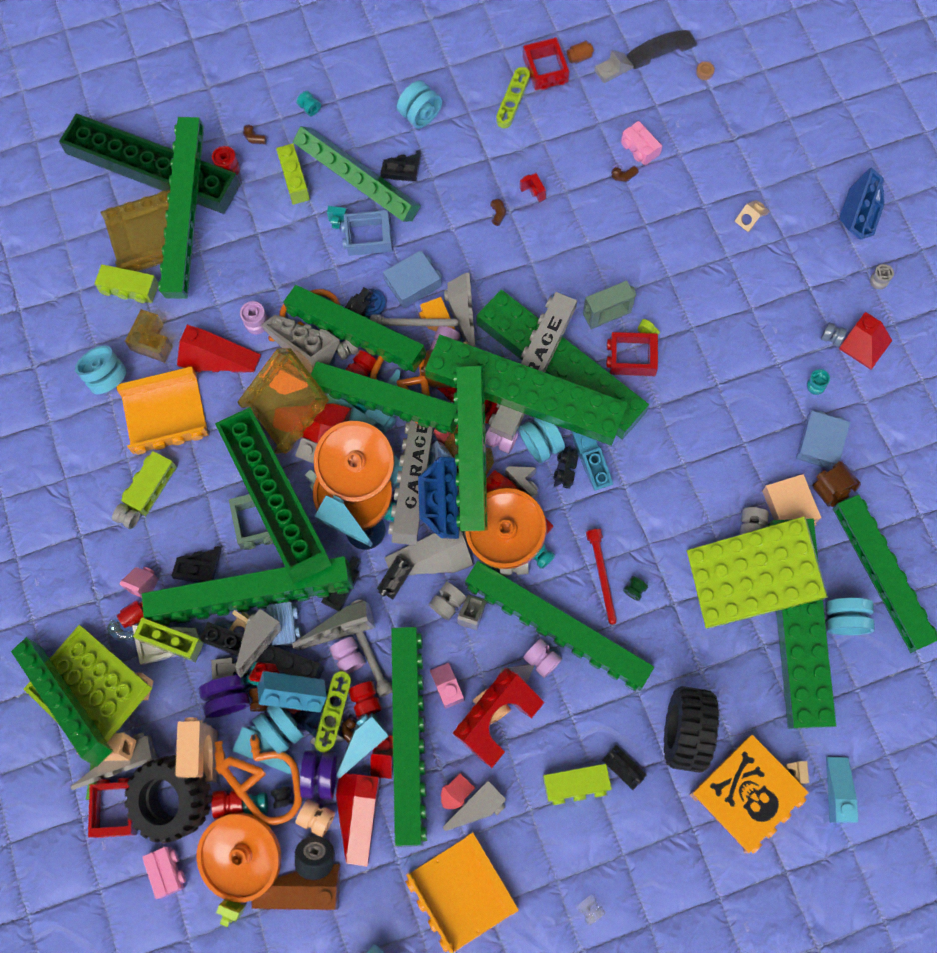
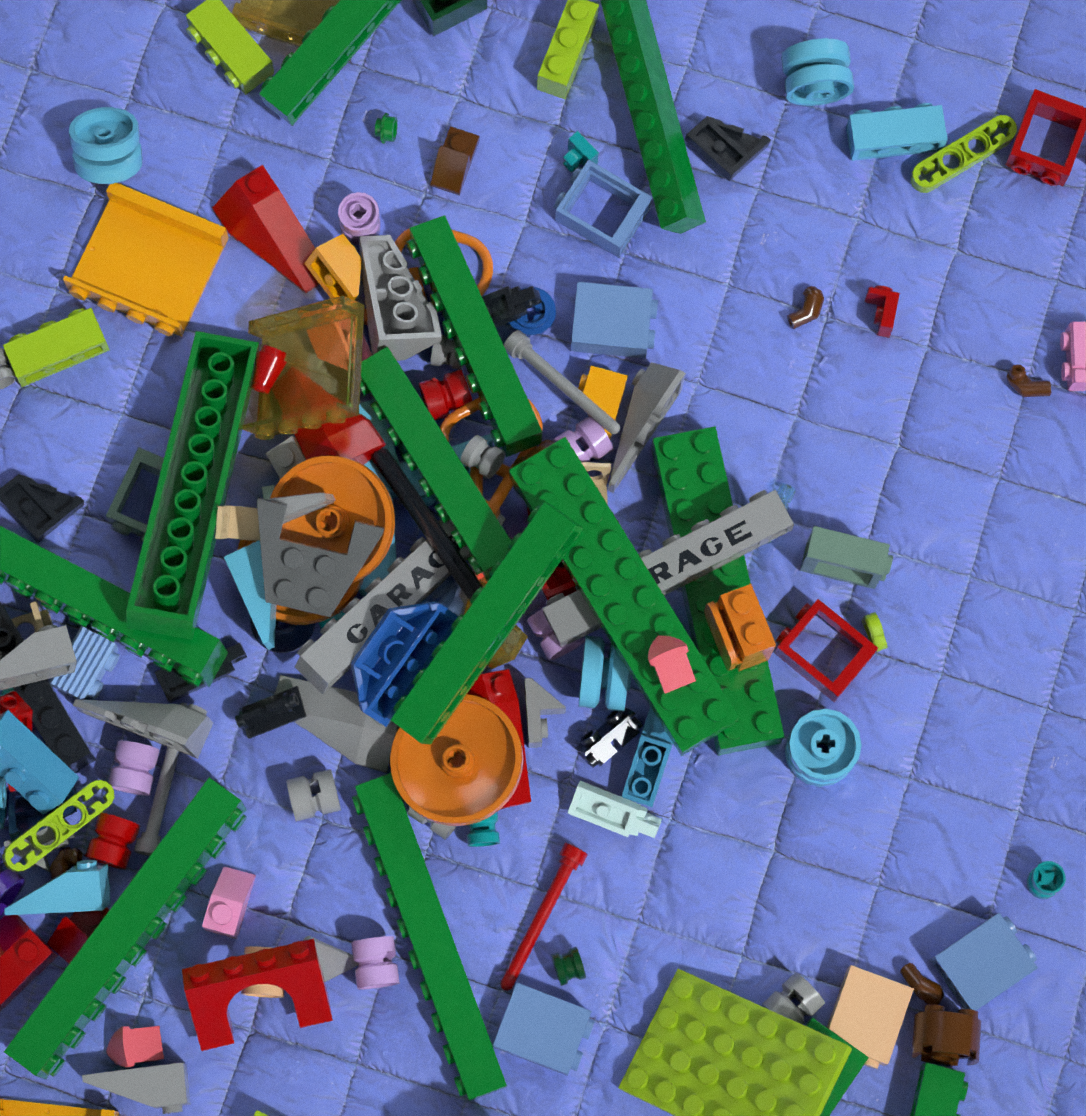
camera: 30 degrees right, 5 degrees up
(145, 337) = (195, 140): clear yellow brick -> none
(234, 269) = (386, 128): none -> green plate
(259, 346) = (336, 267): none -> light orange slope
(264, 415) = (267, 368): none -> red cone
(279, 262) = (454, 160): none -> reddish brown slope
(312, 493) = (237, 523): none -> tan bracket
(331, 465) = (303, 504): none -> light grey slope
(364, 492) = (305, 574): none -> dark grey wing
(404, 378) = (482, 456): none -> light grey wheel
(404, 429) = (426, 522): none -> black axle
(471, 612) = (335, 832): light grey slope -> none
(475, 107) = (896, 132): none -> medium azure brick
(577, 399) = (670, 662): none -> coral tile
(592, 364) = (740, 629): none -> orange brick
(596, 501) = (612, 812): none -> light aqua hinge
(648, 627) = (543, 1029): none -> medium blue brick
(669, 397) = (834, 732): none -> medium azure wheel
(809, 471) = (923, 987): none -> reddish brown arm

